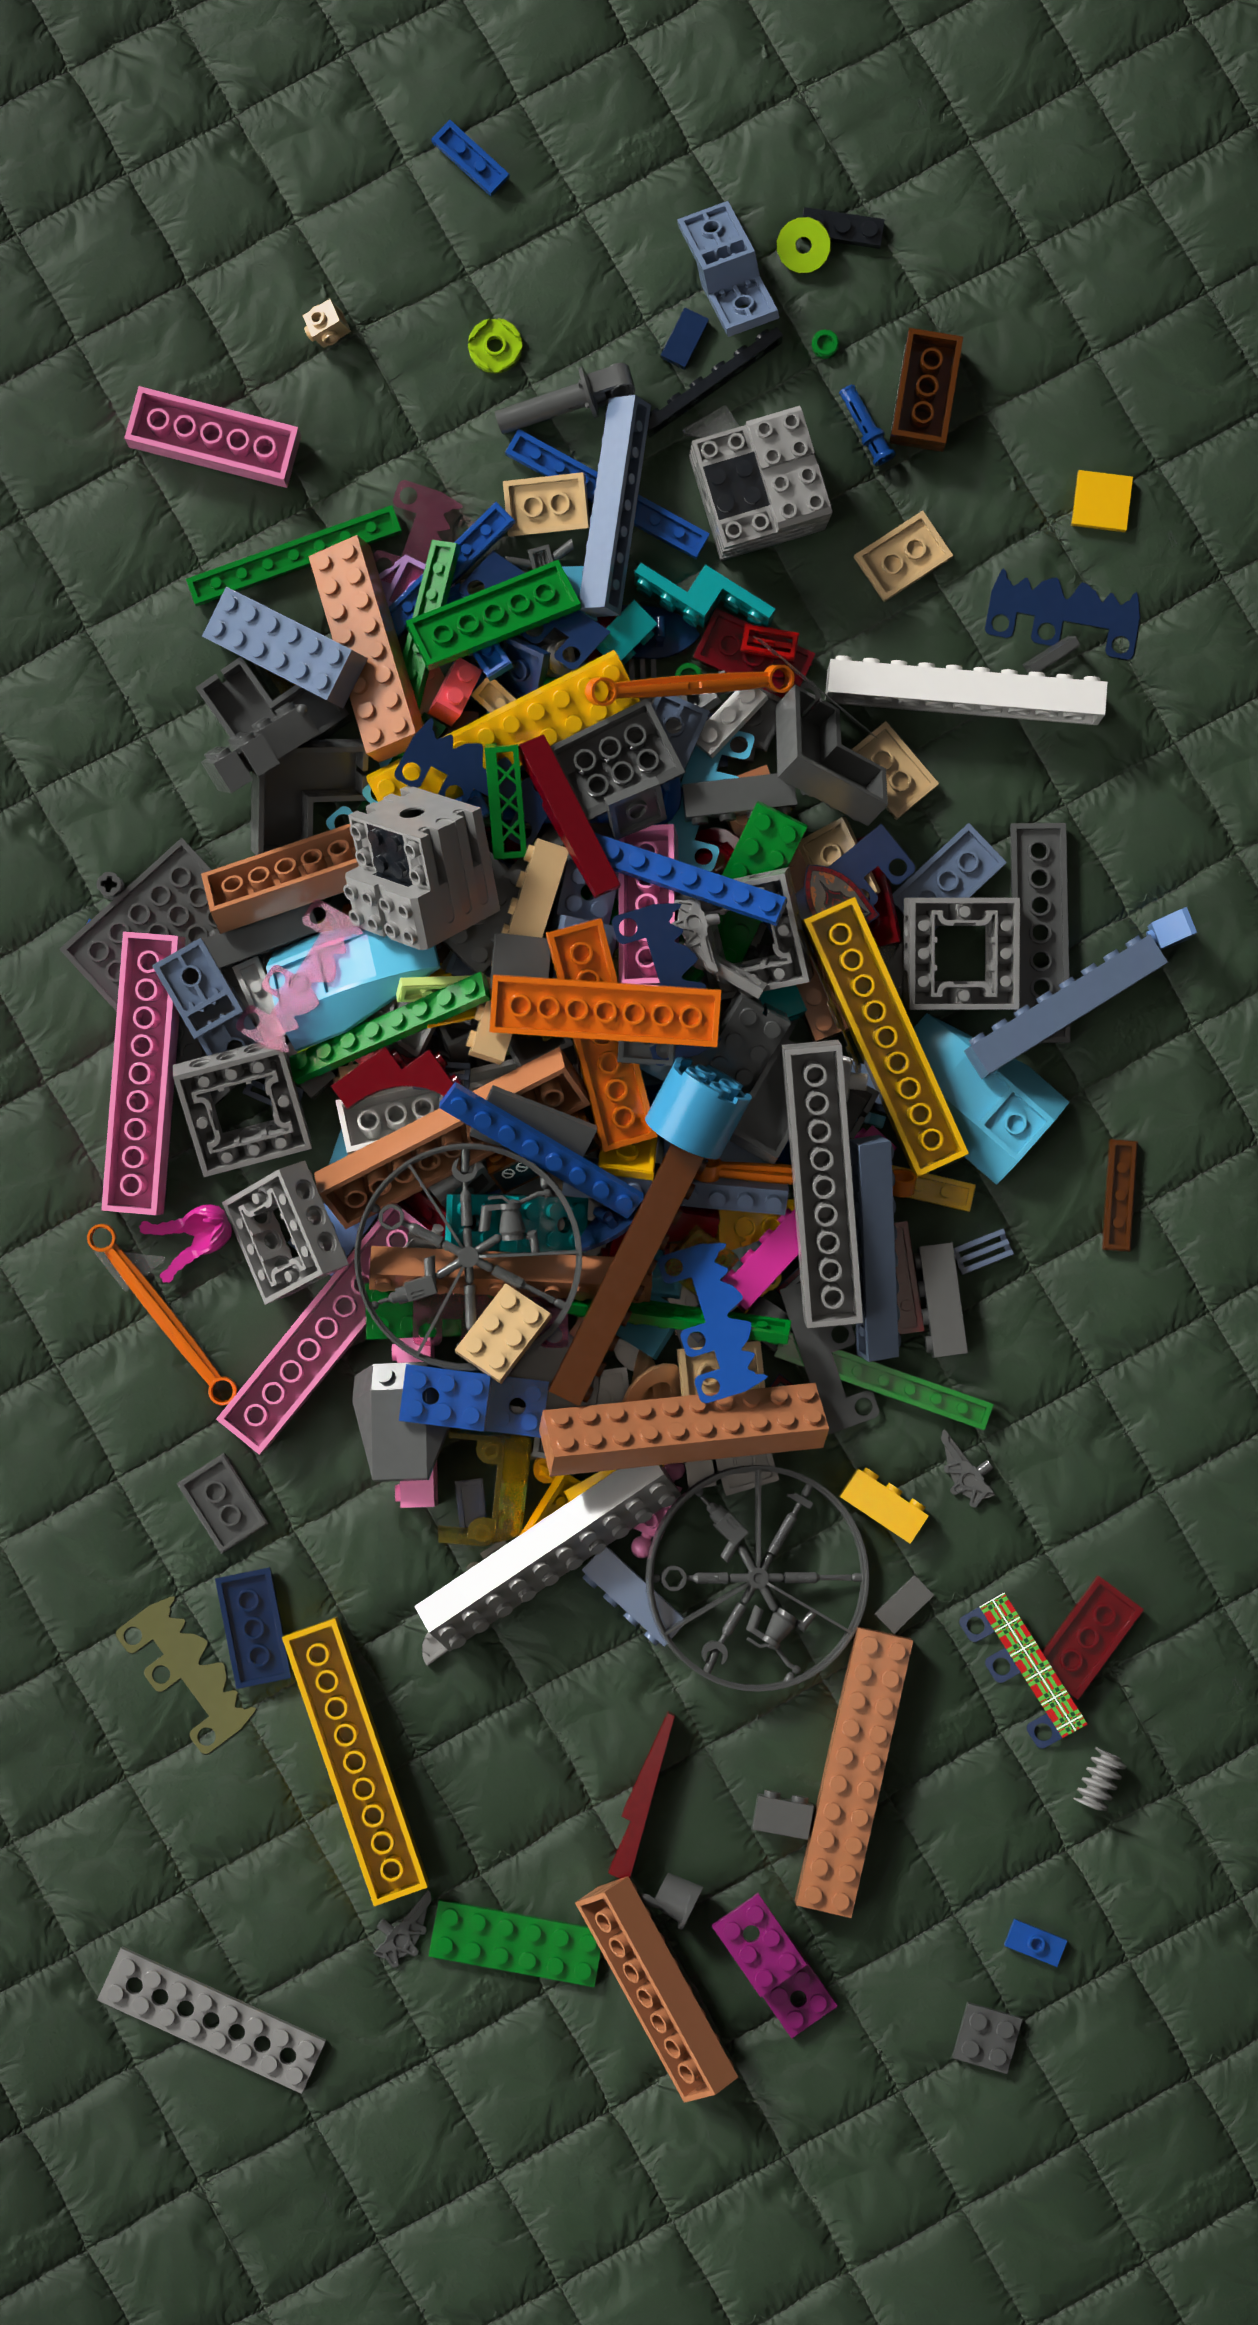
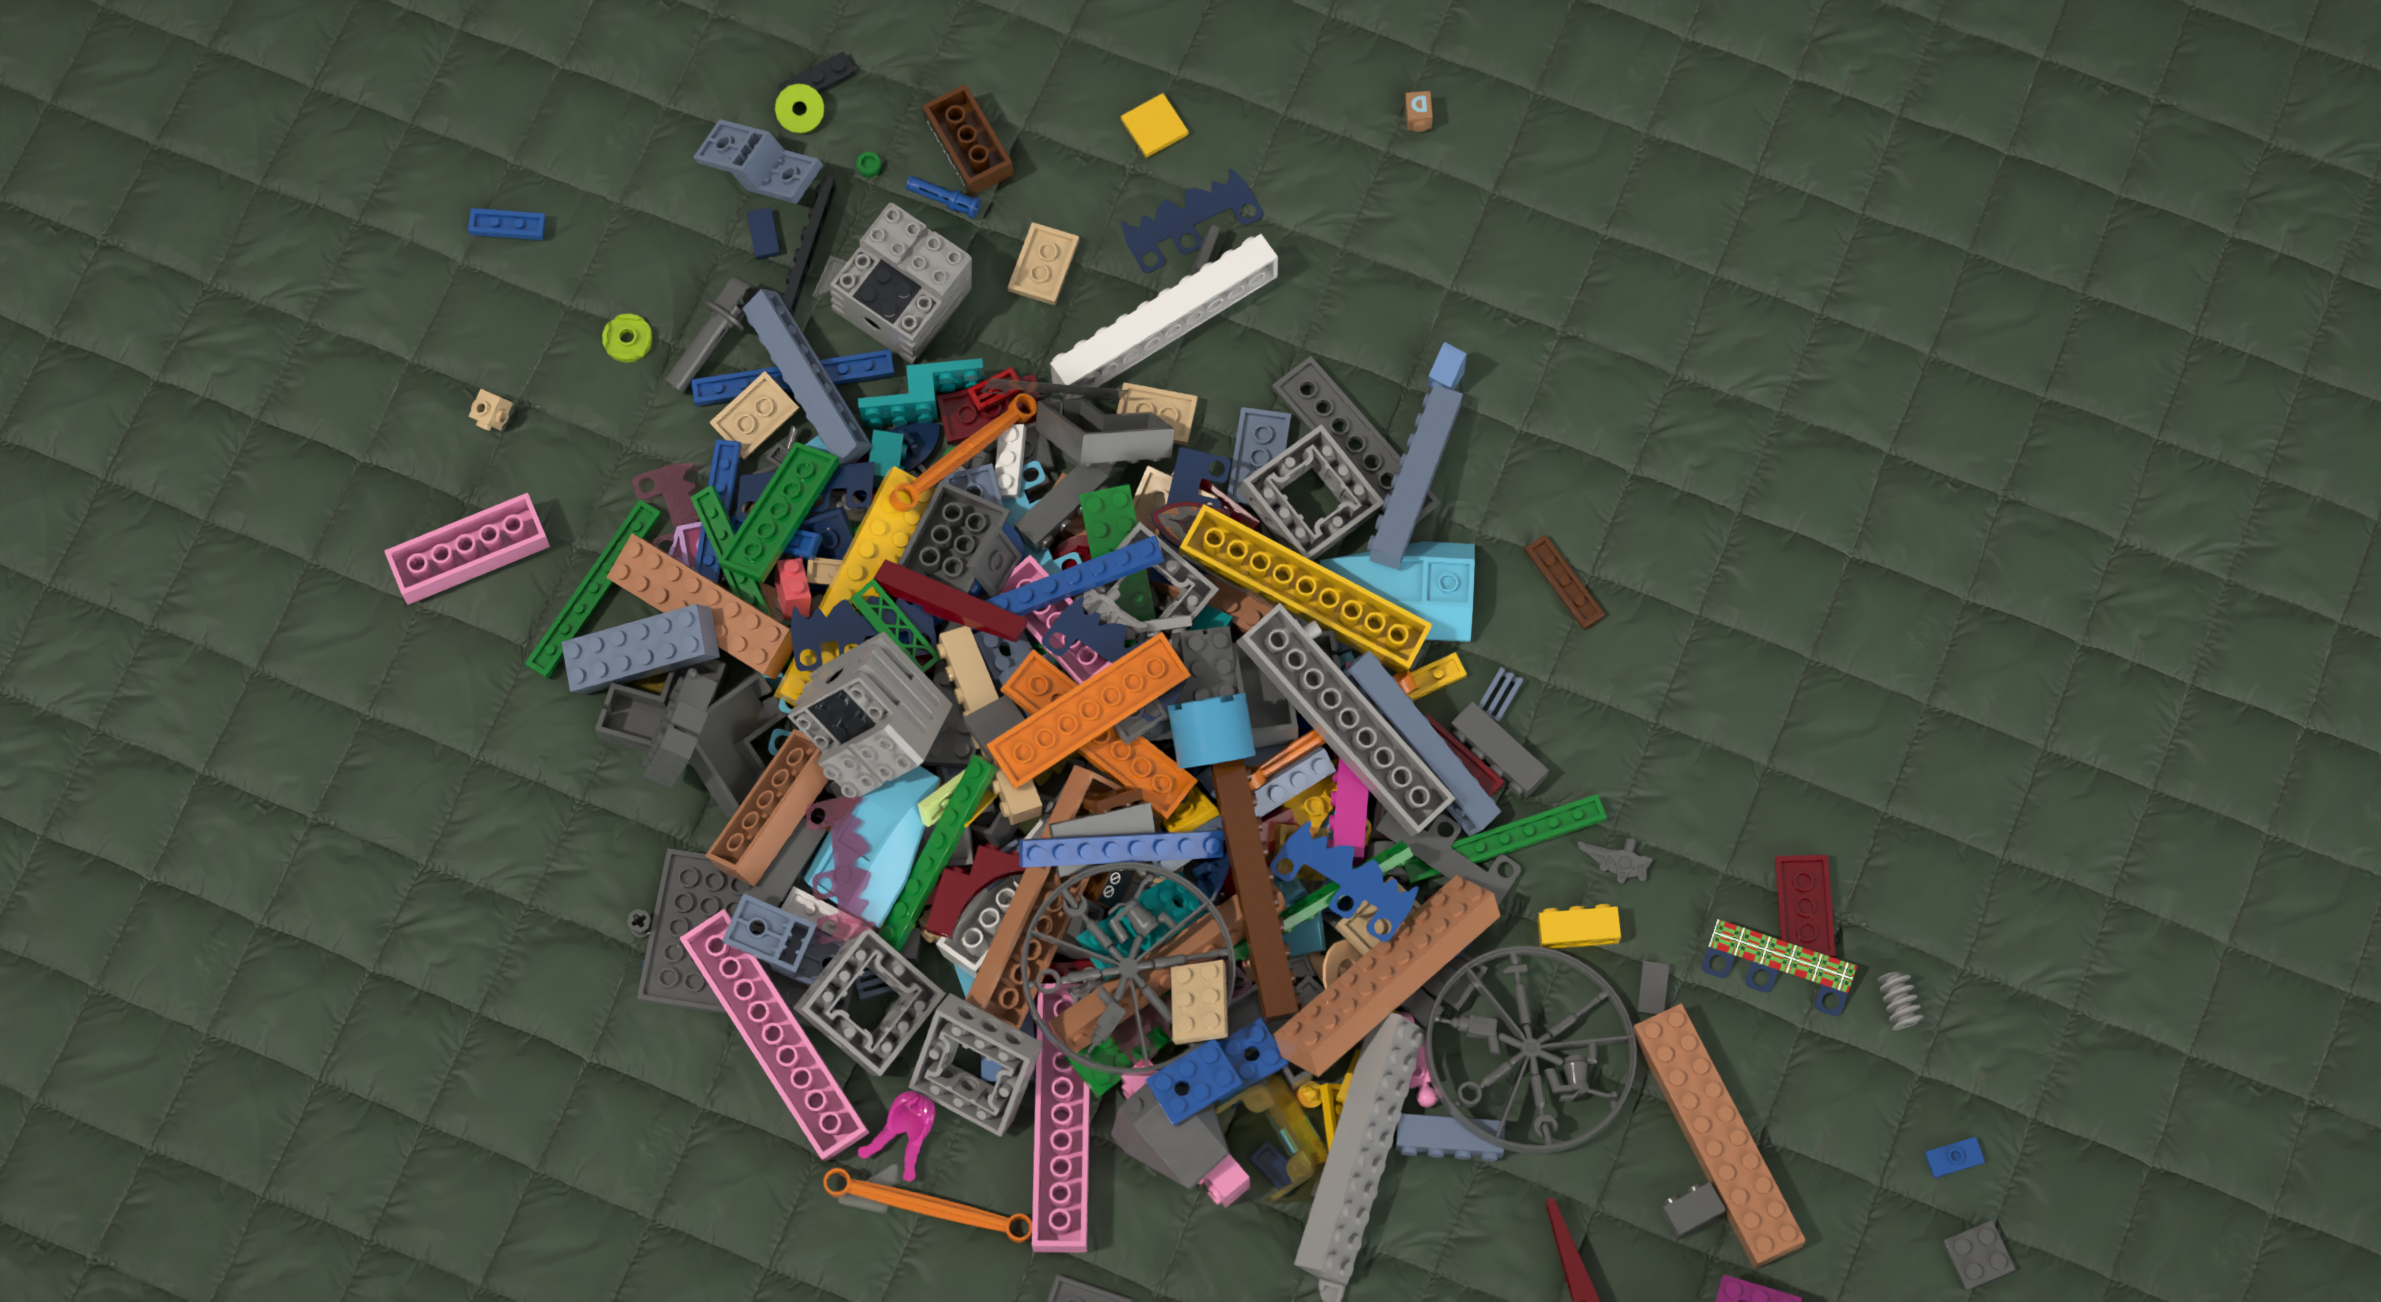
camera: 35 degrees left, 15 degrees down
(566, 1103) = (1119, 797): none -> reddish brown plate

